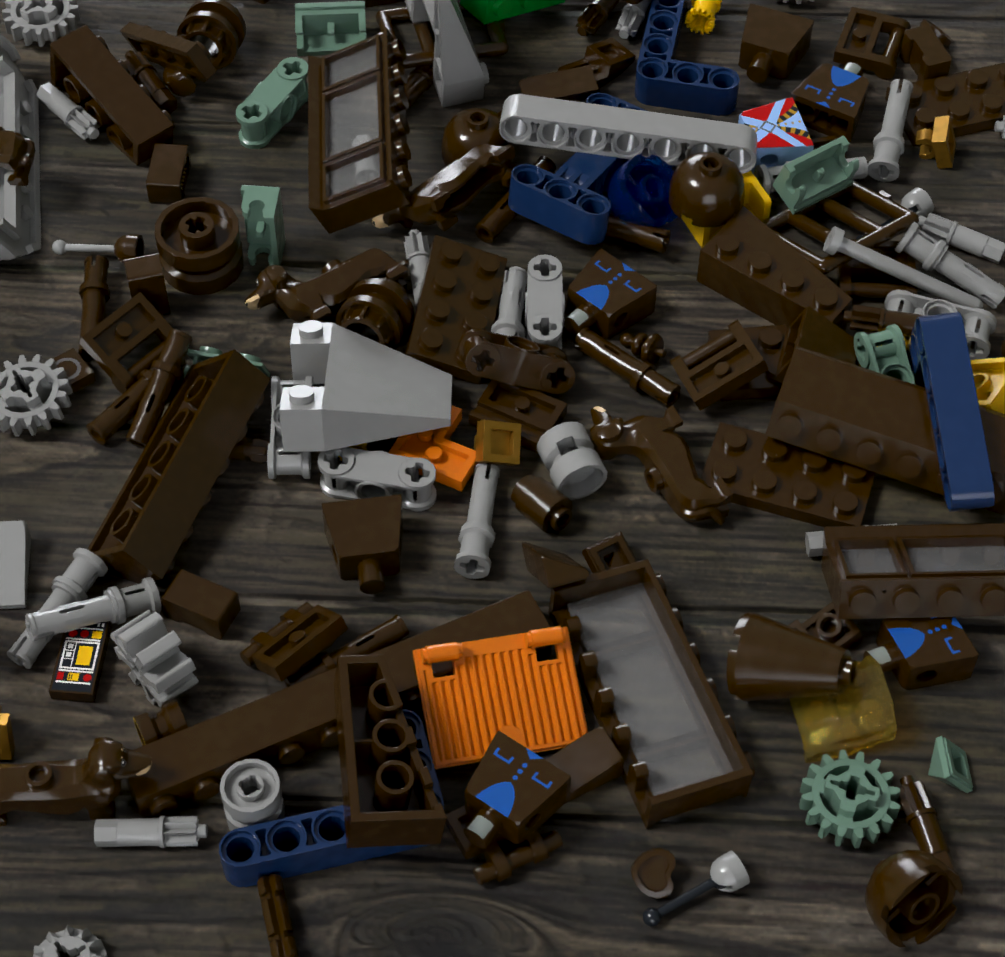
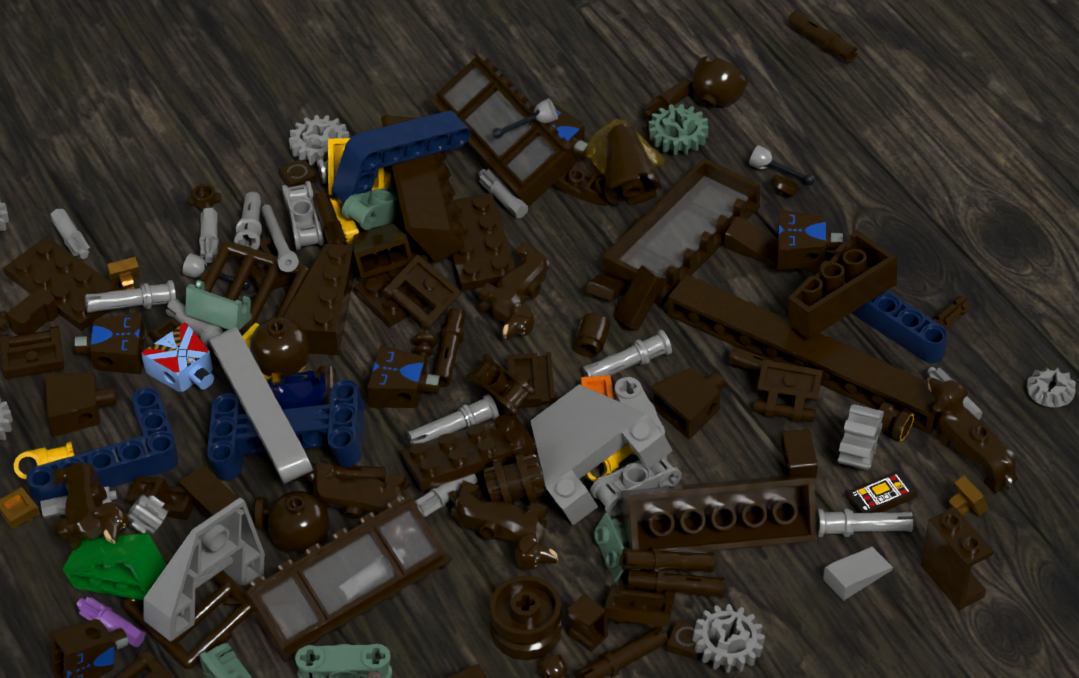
camera: 120 degrees left, 5 degrees down
(113, 606) = (840, 490): light grey pin -> none
(251, 794) = (901, 347): light grey wheel -> none
(263, 222) = (483, 577): sand green hinge -> none
(498, 442) = (569, 370): pearl gold tile -> none
(502, 690) = (741, 281): orange window -> none
(545, 301) = (433, 403): light grey piece -> none
(572, 36) = (147, 514): none -> light grey gear
(572, 460) = (552, 330): light grey wheel -> none
(922, 572) = (543, 112): none -> hinge
(950, 765) = (623, 105): sand green slope -> none

